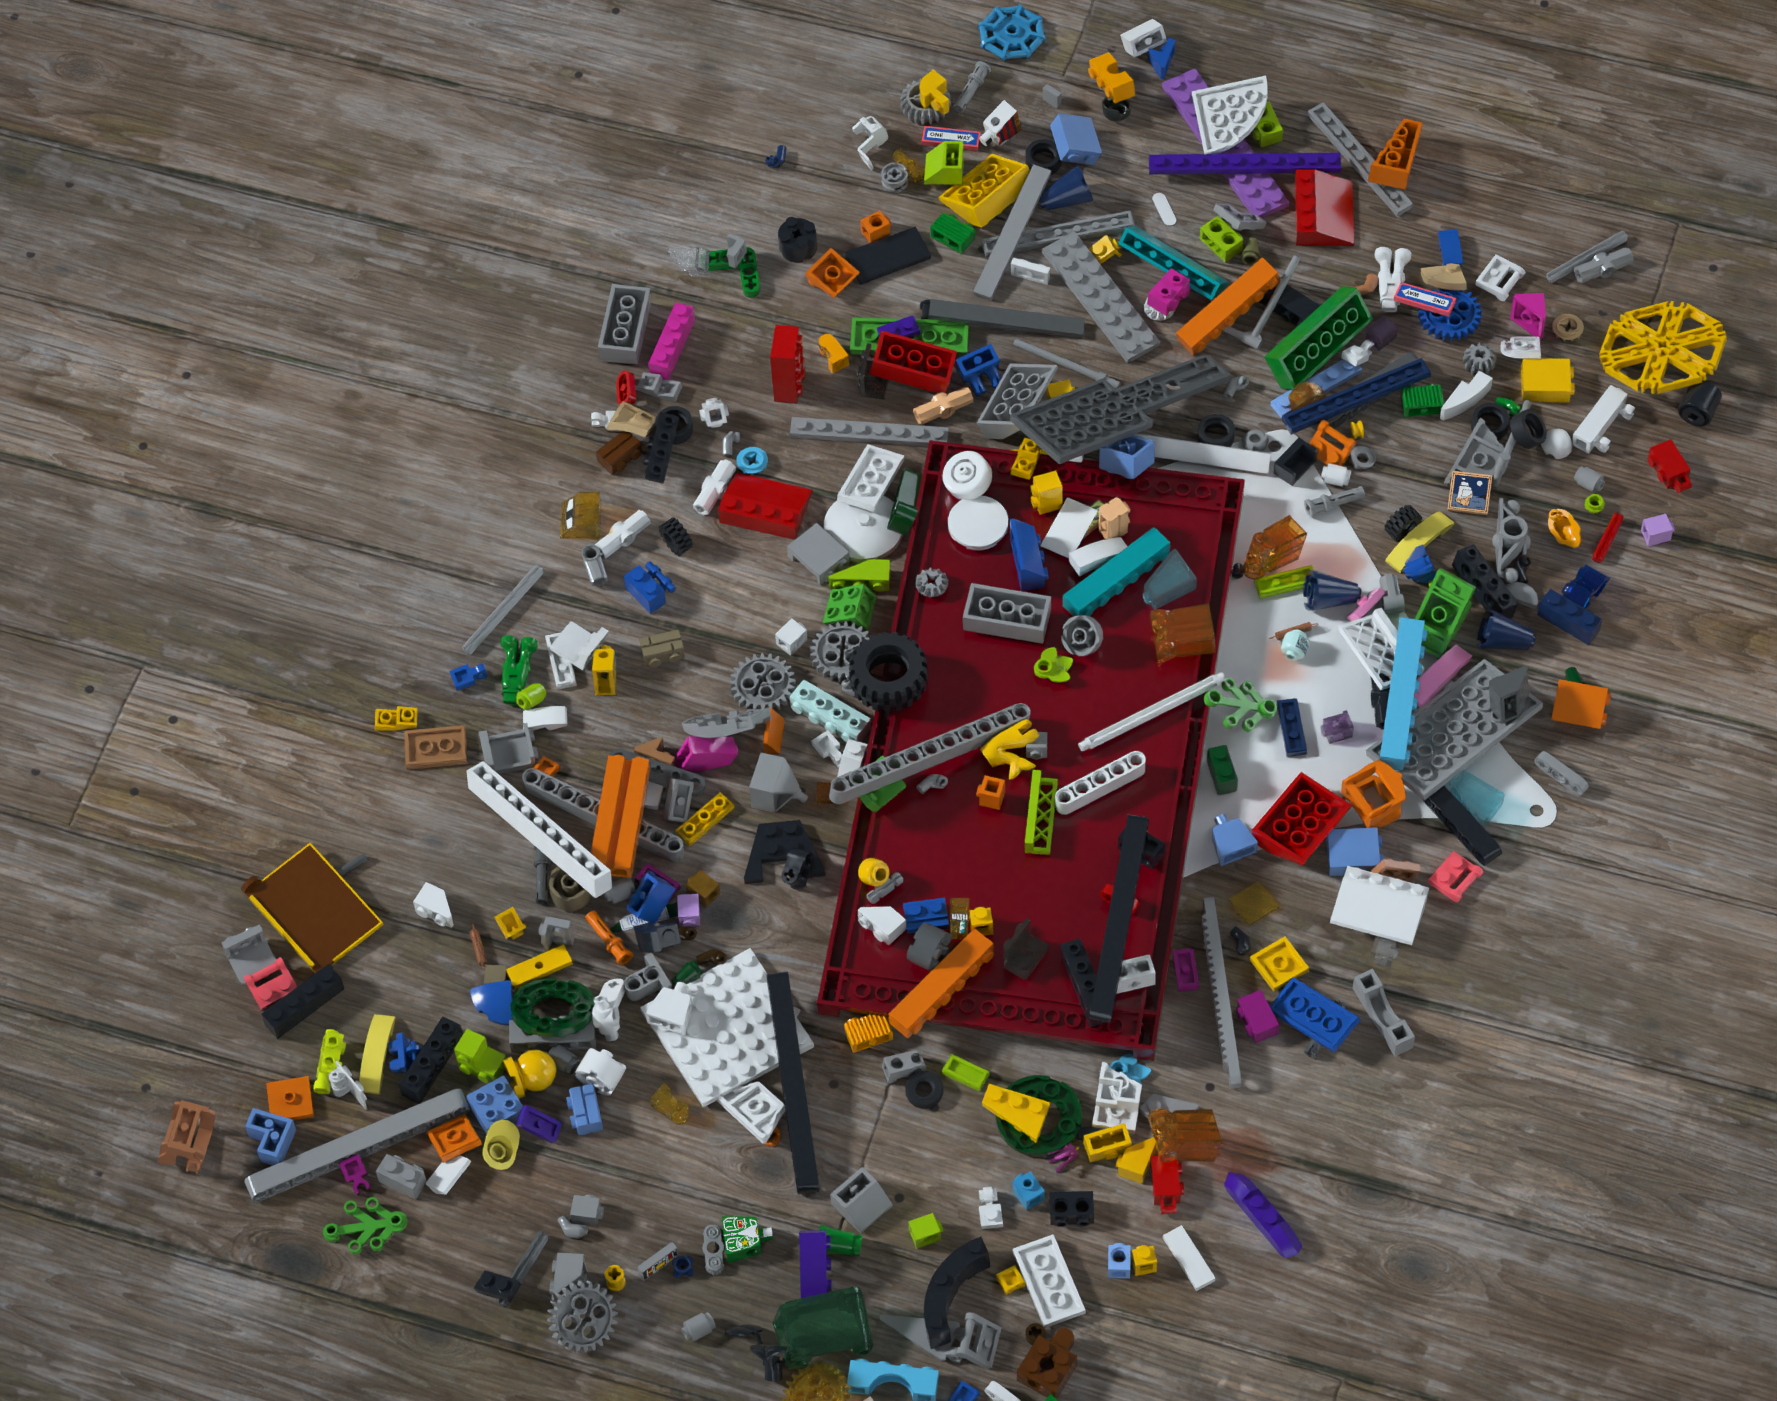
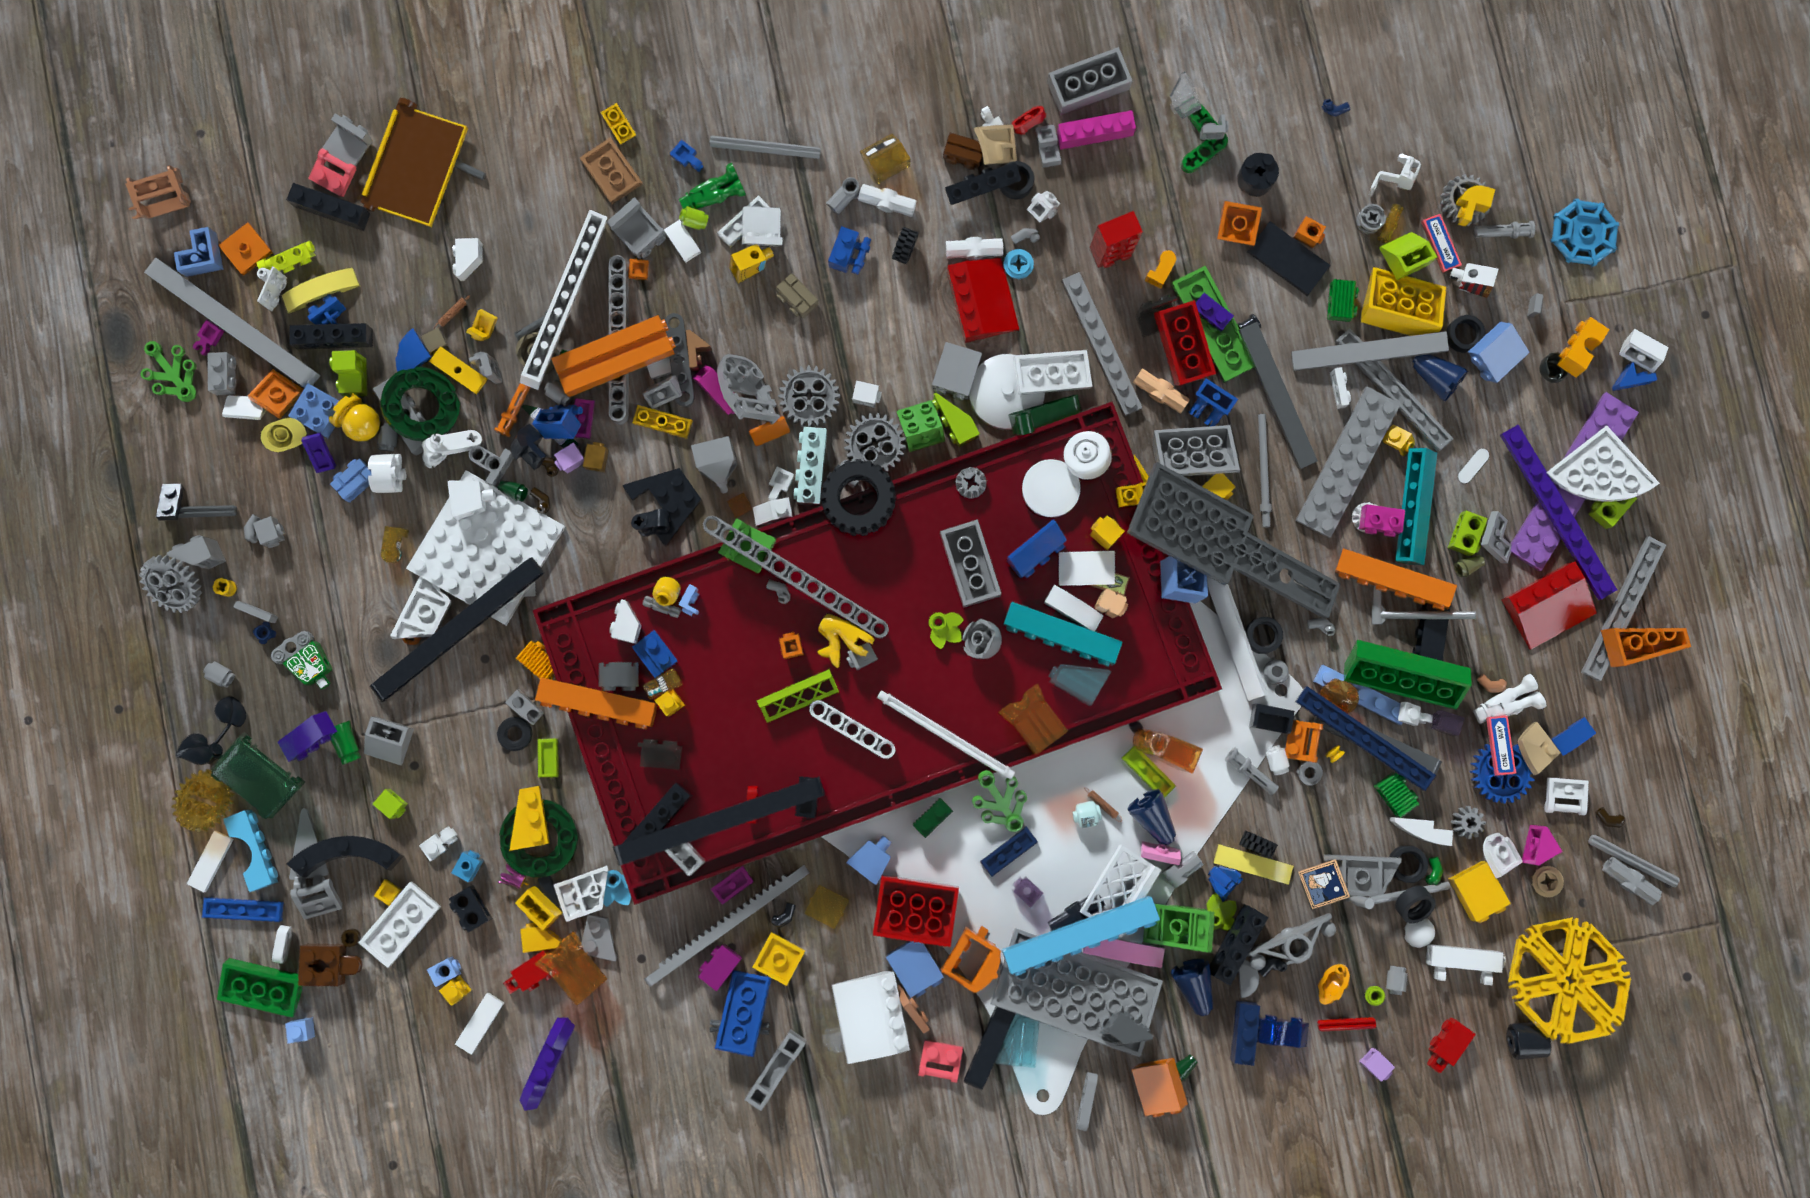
camera: 55 degrees right, 25 degrees up
(893, 860) = (689, 597): none -> light blue bracket
(1541, 256) = (1608, 820): none -> dark brown arm

